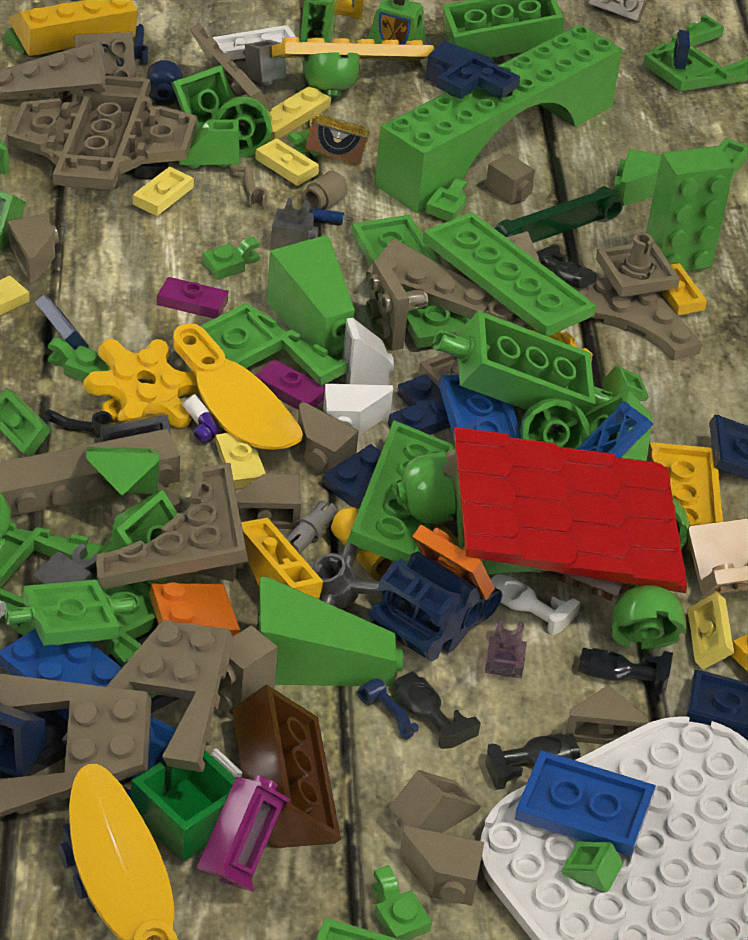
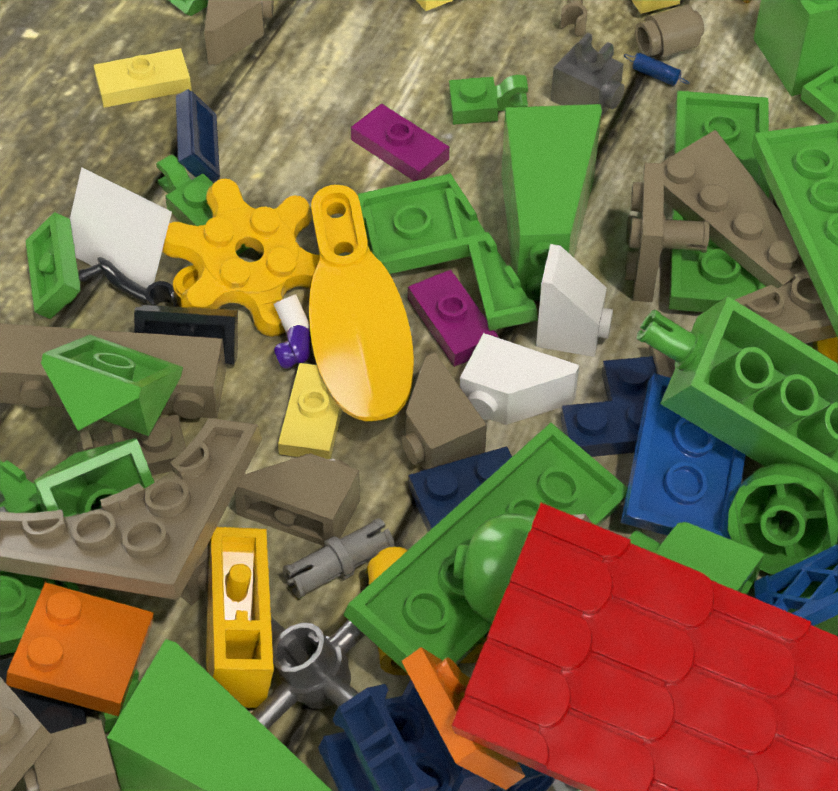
camera: 30 degrees right, 10 degrees up
(55, 385) = (118, 227): none -> white sticker

